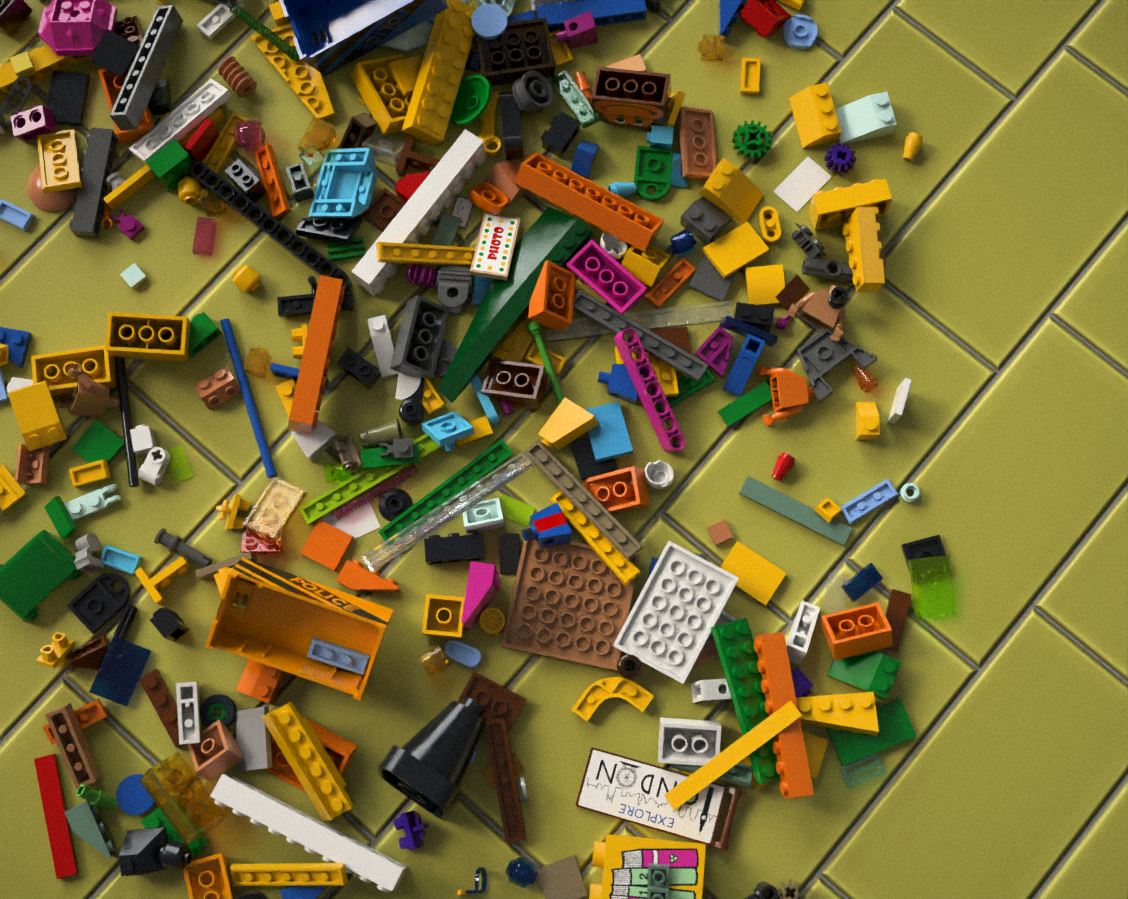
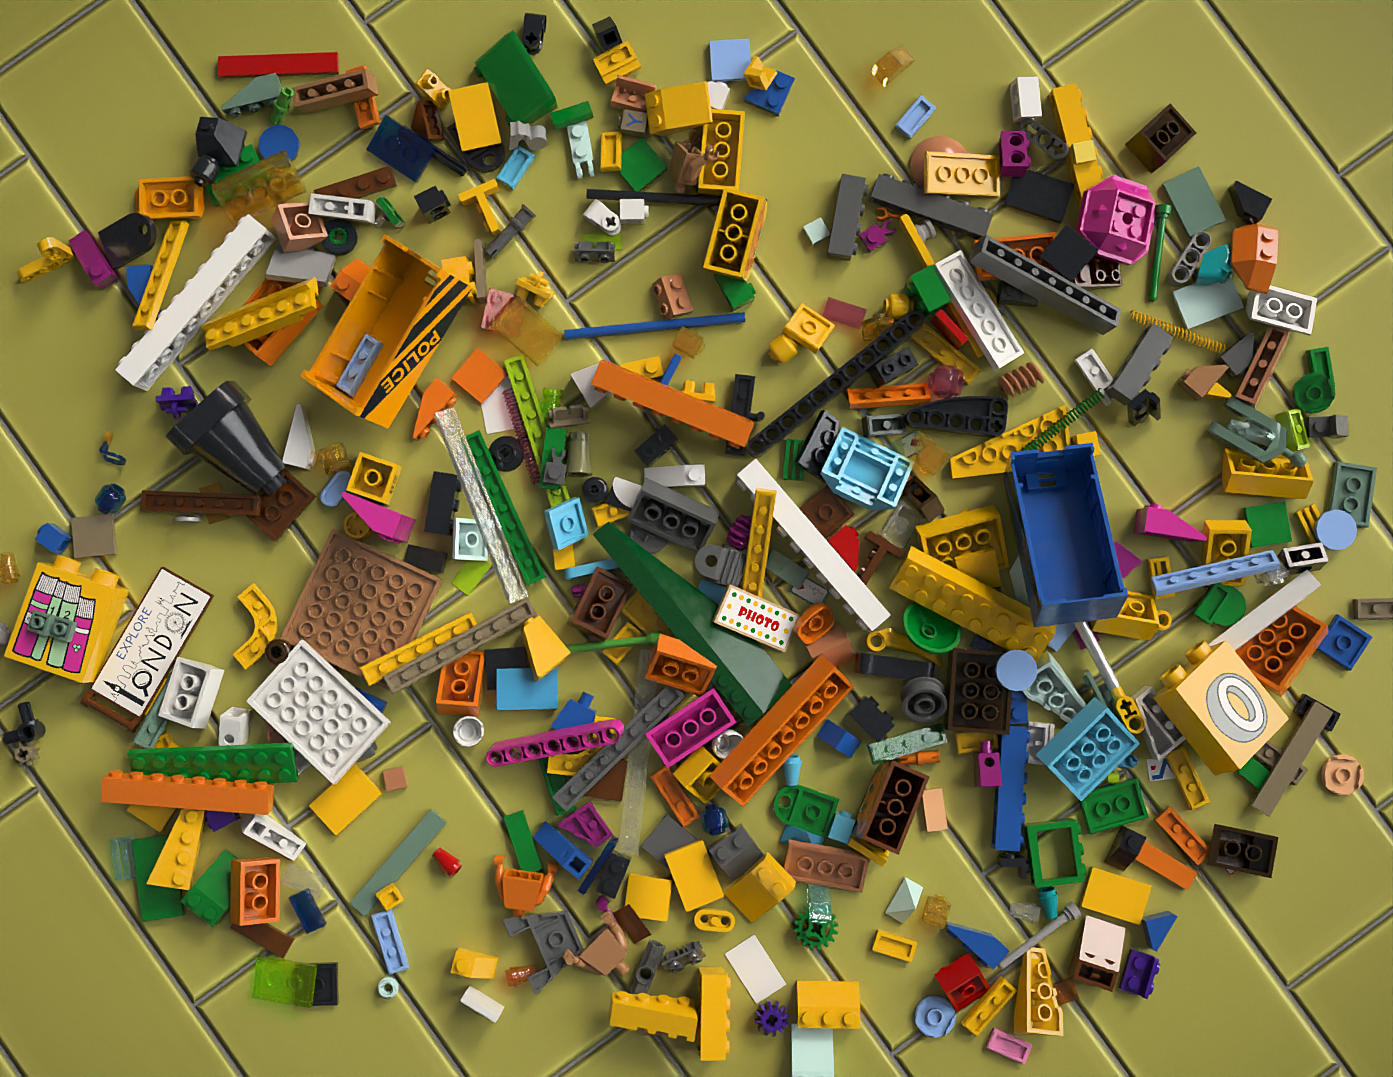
camera: 105 degrees right, 10 degrees up
(59, 458) = (633, 123): none -> dark tan brick
(77, 605) = (475, 117): none -> yellow tile
(115, 251) = (846, 217): none -> dark grey brick
(186, 668) = (388, 213): none -> green piece
(188, 458) = (586, 253): none -> dark grey hinge
(224, 260) = (808, 328): none -> yellow tile
(273, 115) = (965, 410): none -> black beam
(428, 697) = (300, 445): none -> white slope
(548, 527) = (438, 603): blue torso -> none
(710, 75) = (904, 900): none -> light aqua slope
(729, 138) = (820, 903): none -> clear light blue slope
(732, 755) = (162, 732): yellow sticker -> none
(838, 292) = (611, 964): black bush -> none

